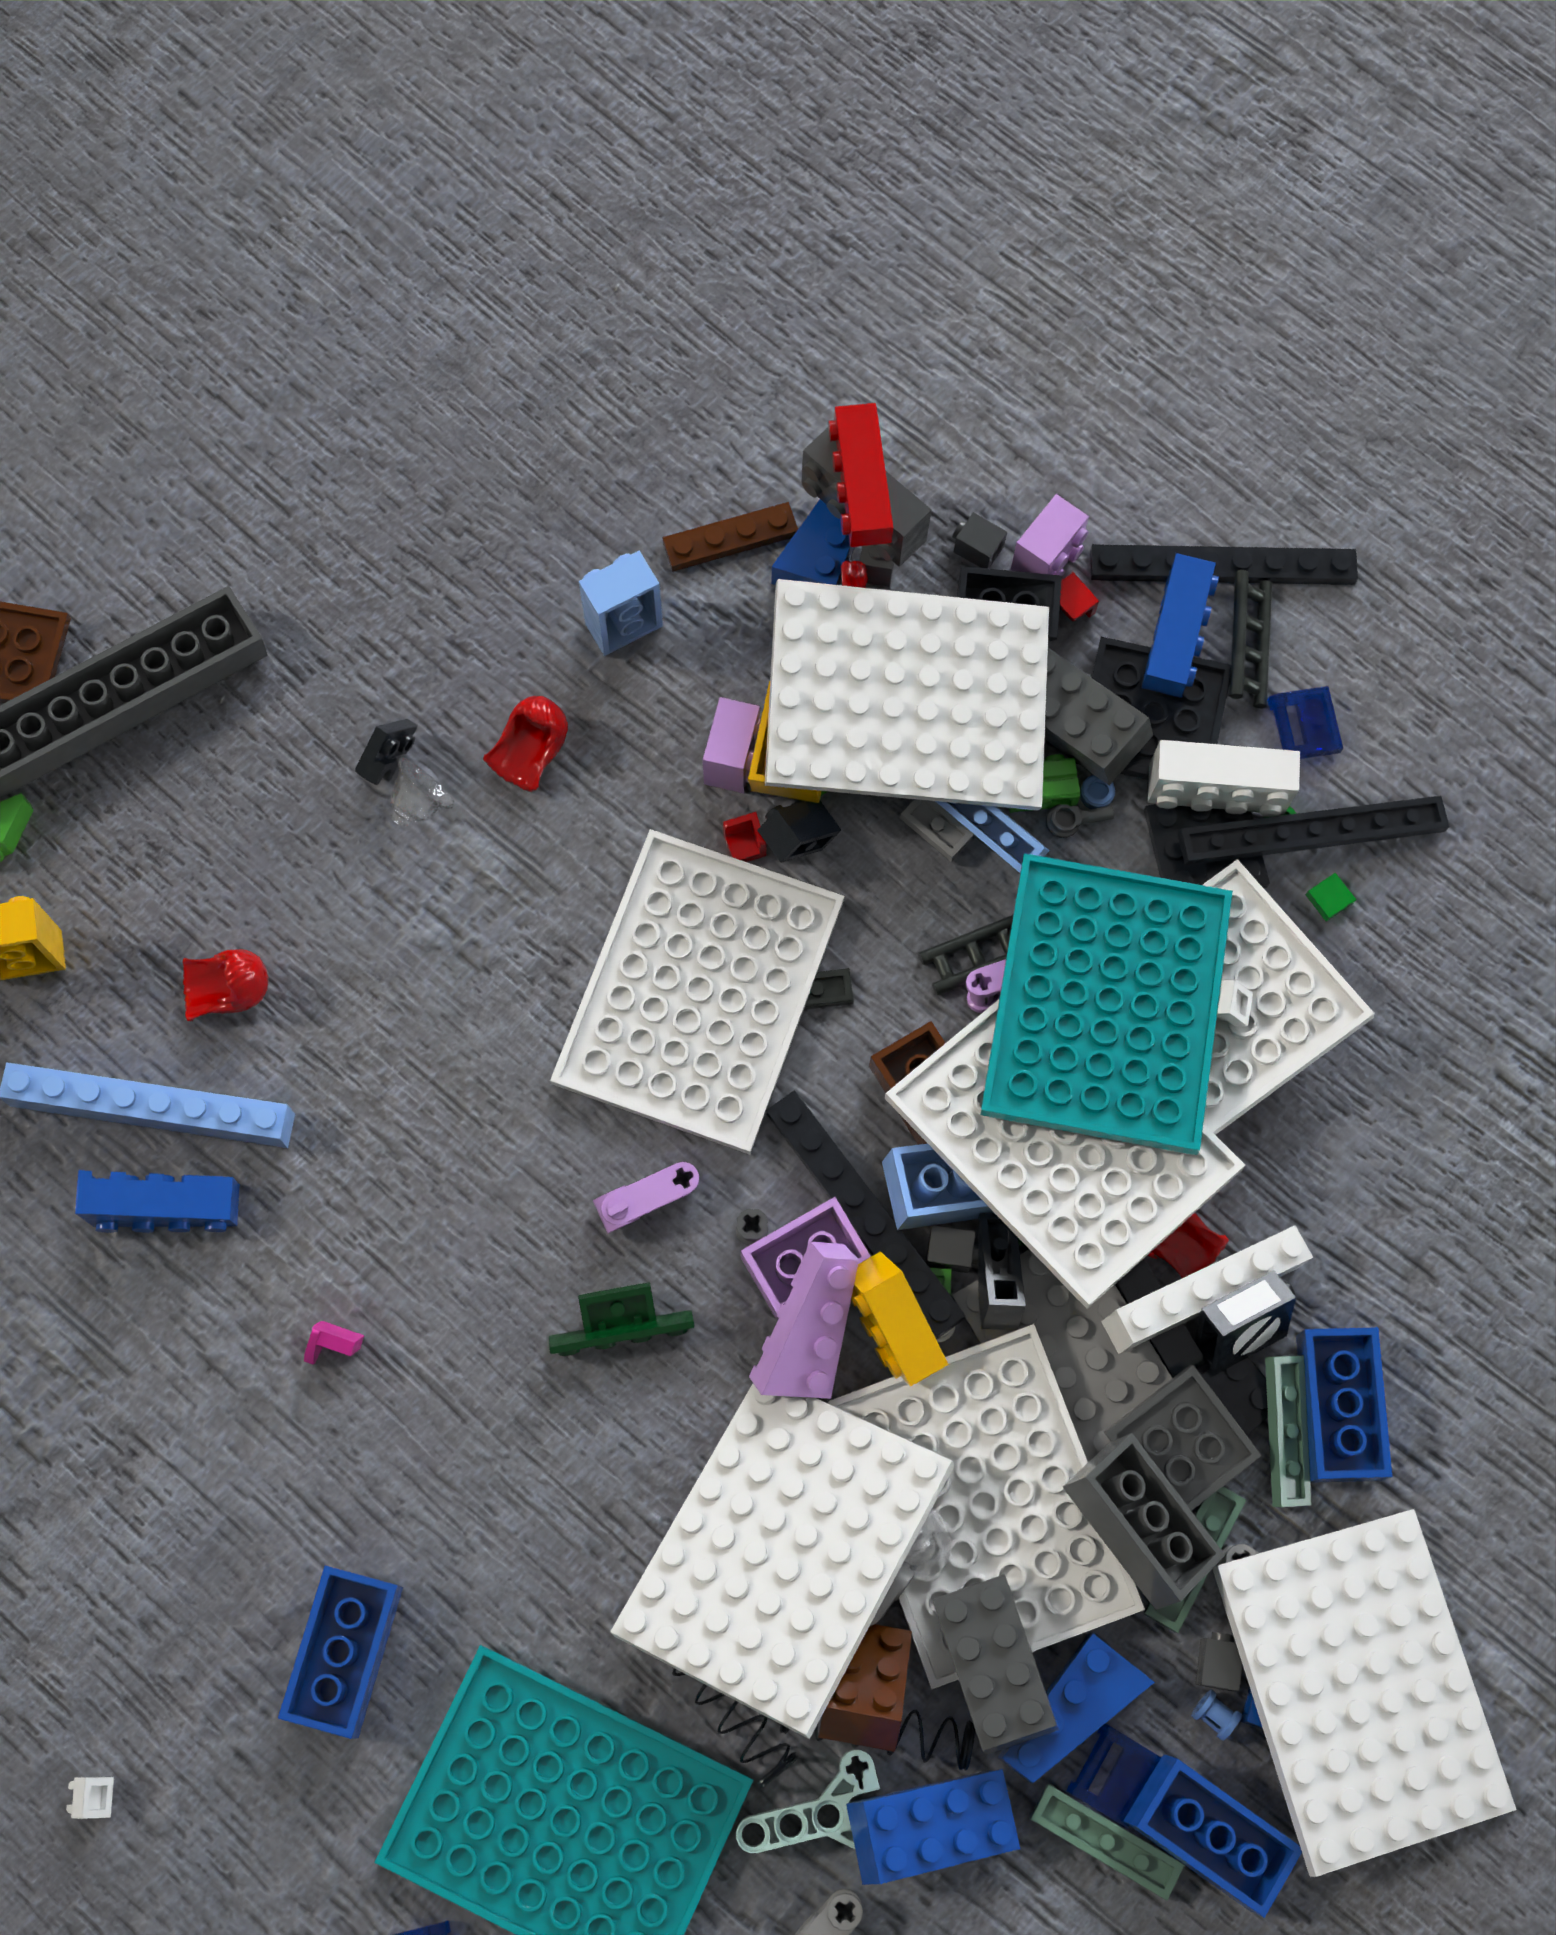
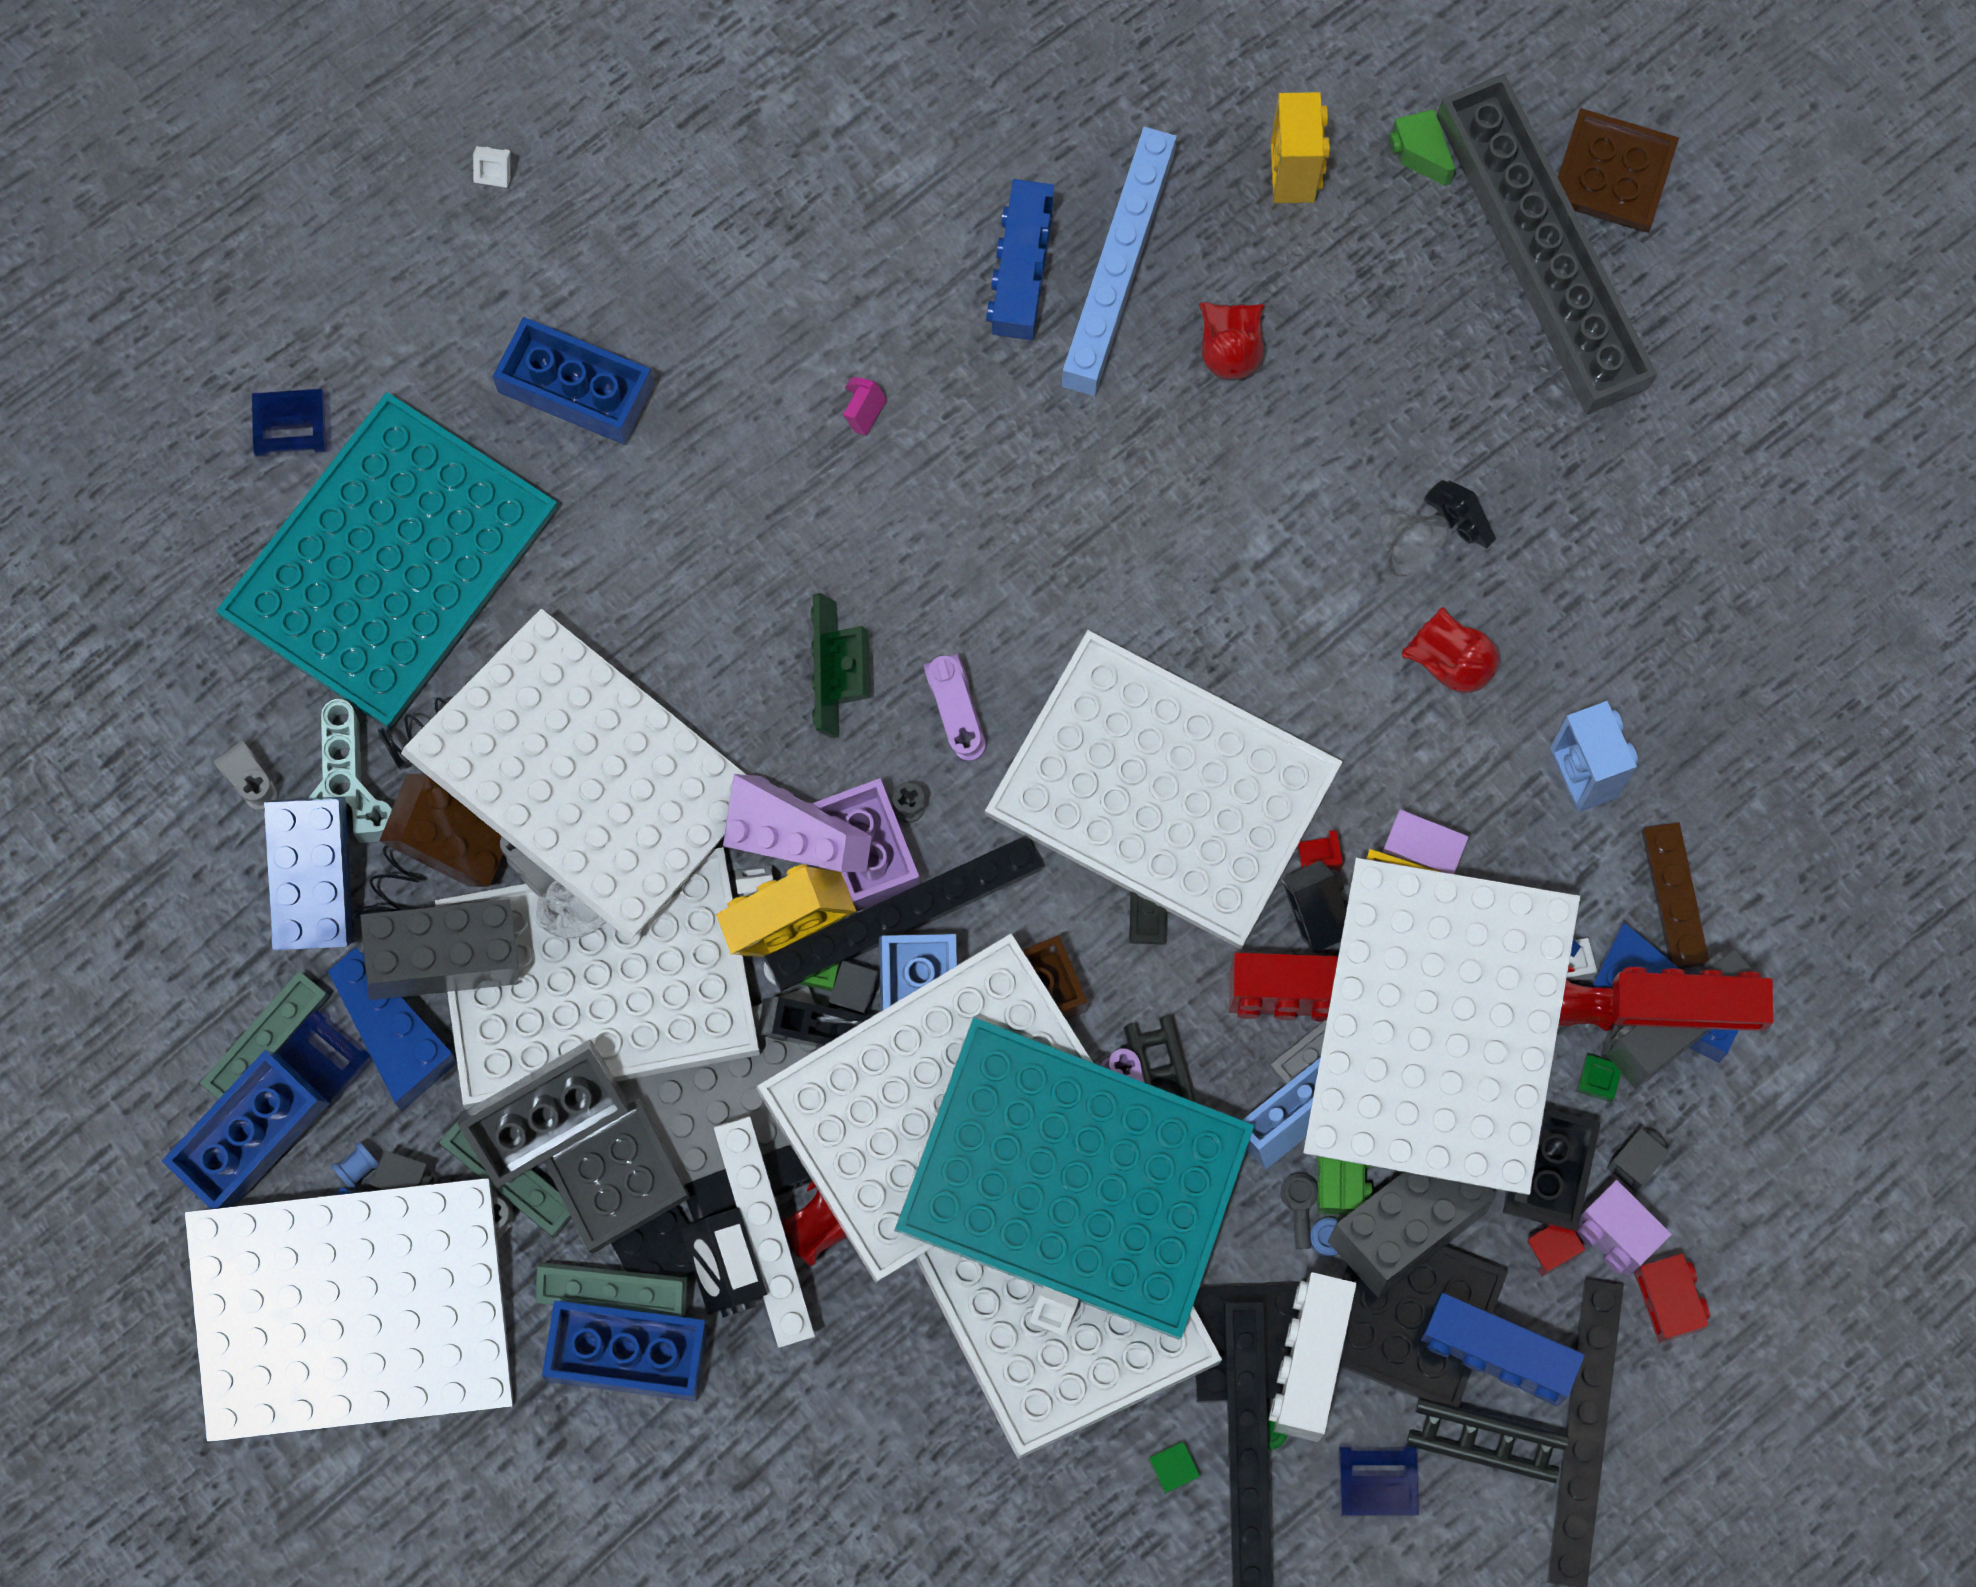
camera: 100 degrees right, 0 degrees up
(856, 1364) = (749, 879): none -> white tile
(881, 850) = (1281, 985): none -> red brick
(910, 579) = (1599, 1078): none -> green tile
(1104, 499) = (1672, 1298): none -> red brick

